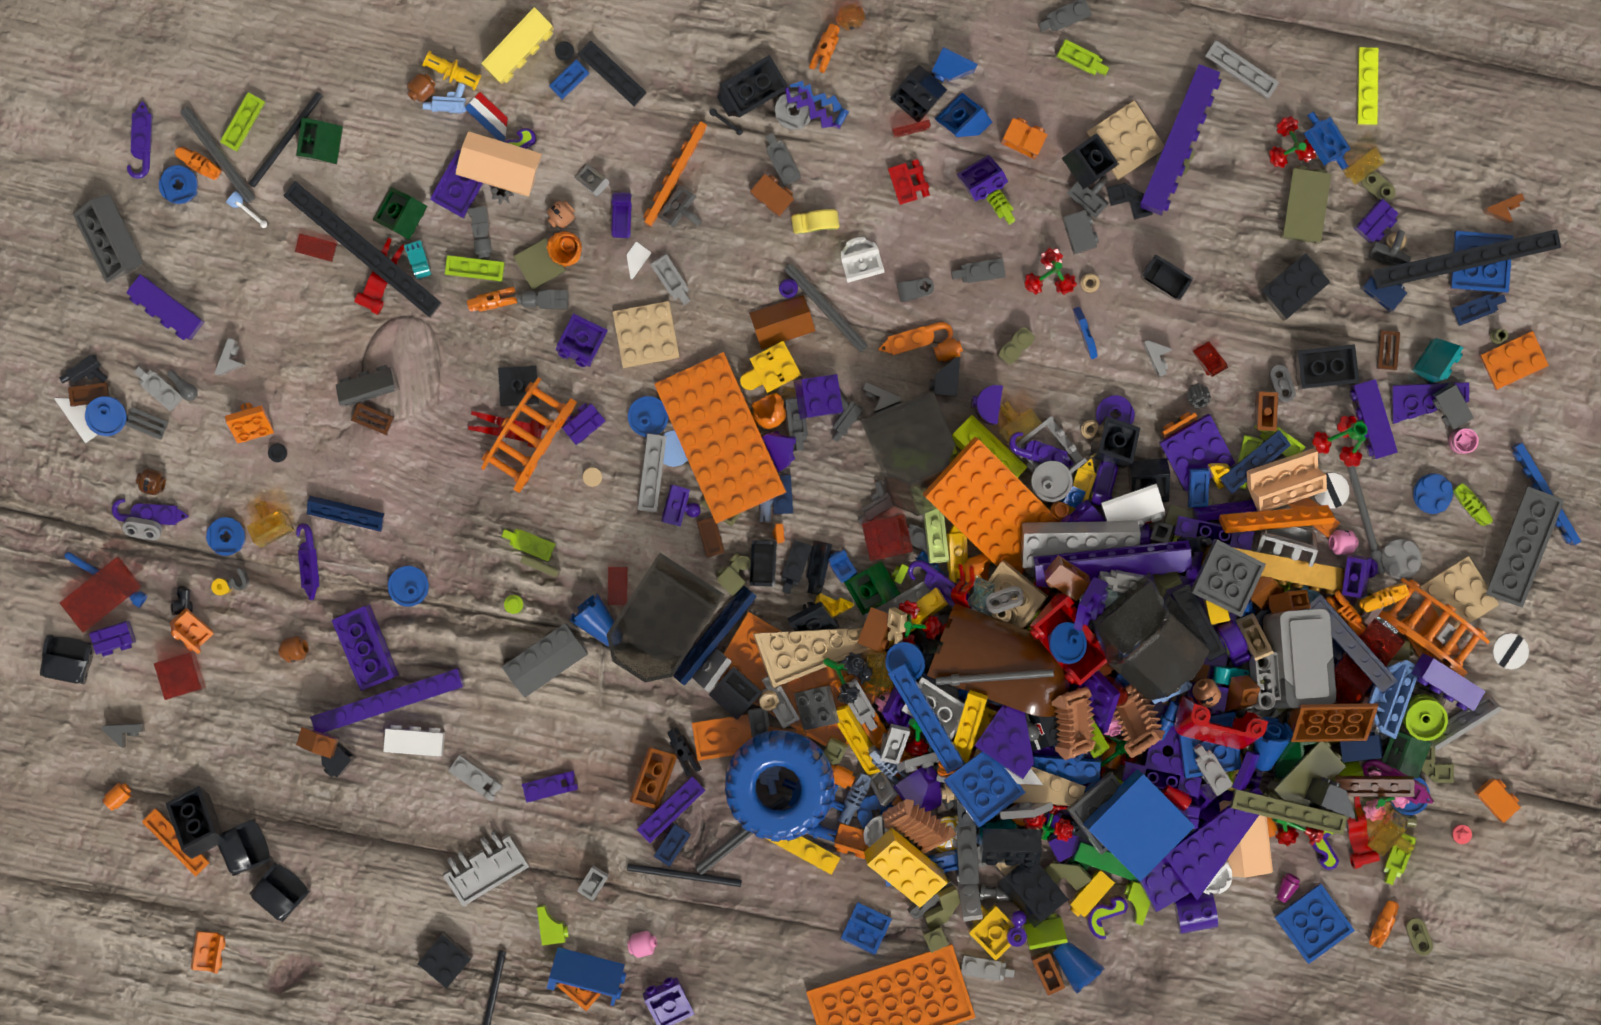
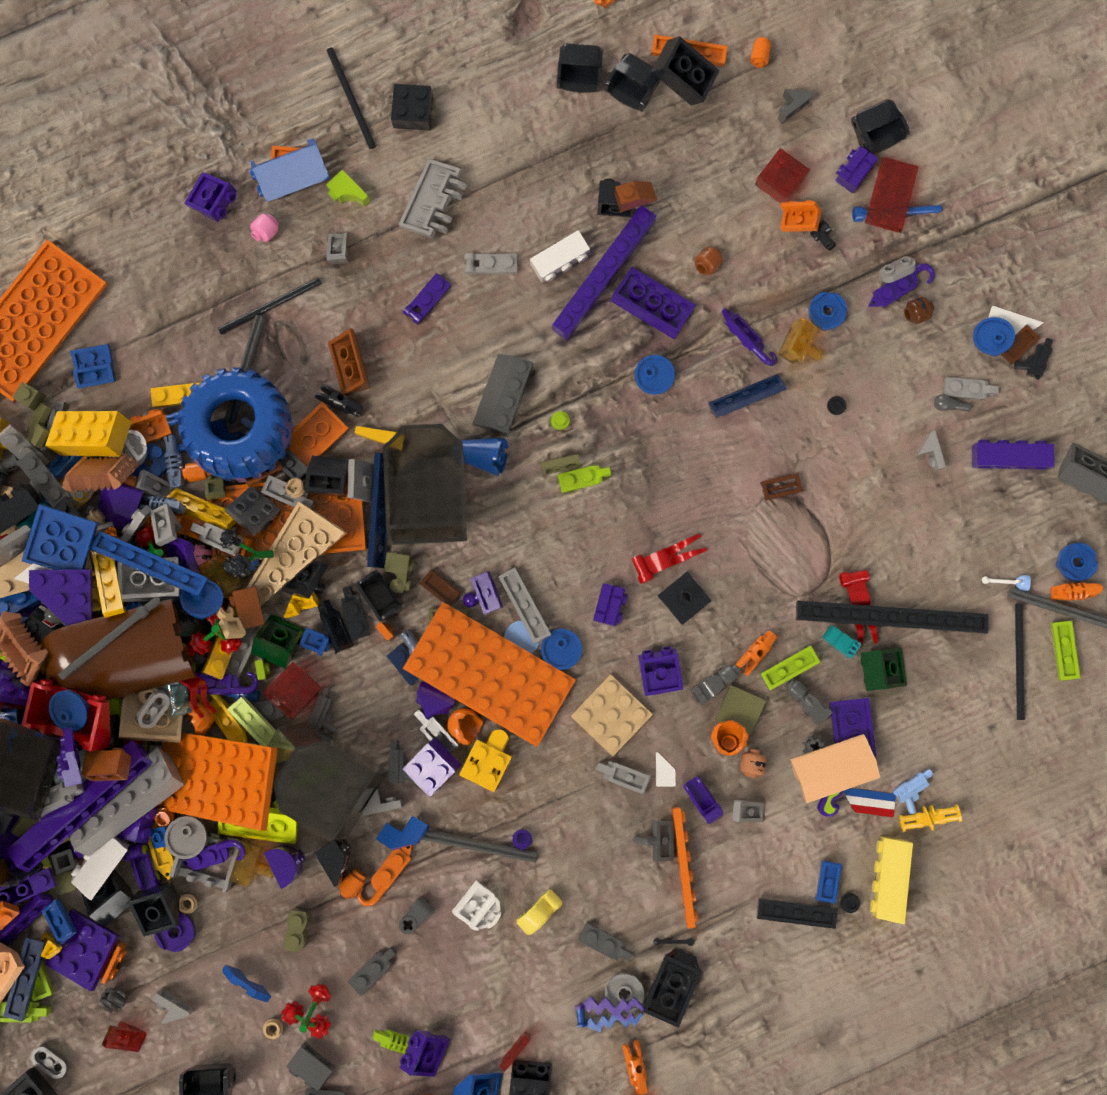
camera: 145 degrees right, 5 degrees down
(131, 417) = (972, 350): dark grey tile -> none
(223, 586) = (800, 271): leg -> none
(249, 423) = (877, 411): orange plate -> none
(316, 247) = (929, 591): clear red tile -> none
(319, 141) = (993, 680): dark green slope -> none
(366, 386) = (806, 508): dark grey slope -> none
(420, 87) = (944, 785): dark orange head -> none
(540, 445) = (631, 561): orange fence -> none
(592, 477) = (571, 567): tan tile -> none
(617, 585) = (487, 495): clear red tile -> none
(666, 692) = (376, 435): none -> yellow piece
(671, 809) = (316, 348): dark purple plate -> none
(672, 845) = (295, 321): dark blue plate -> none
(772, 195) = (590, 908): dark orange brick -> none
(782, 322) = (507, 807): dark orange slope -> none
(874, 354) = (411, 834): none -> blue tile
(903, 184) = (487, 997): red plate -> none
(1266, 410) = (45, 1029): dark orange slope -> none

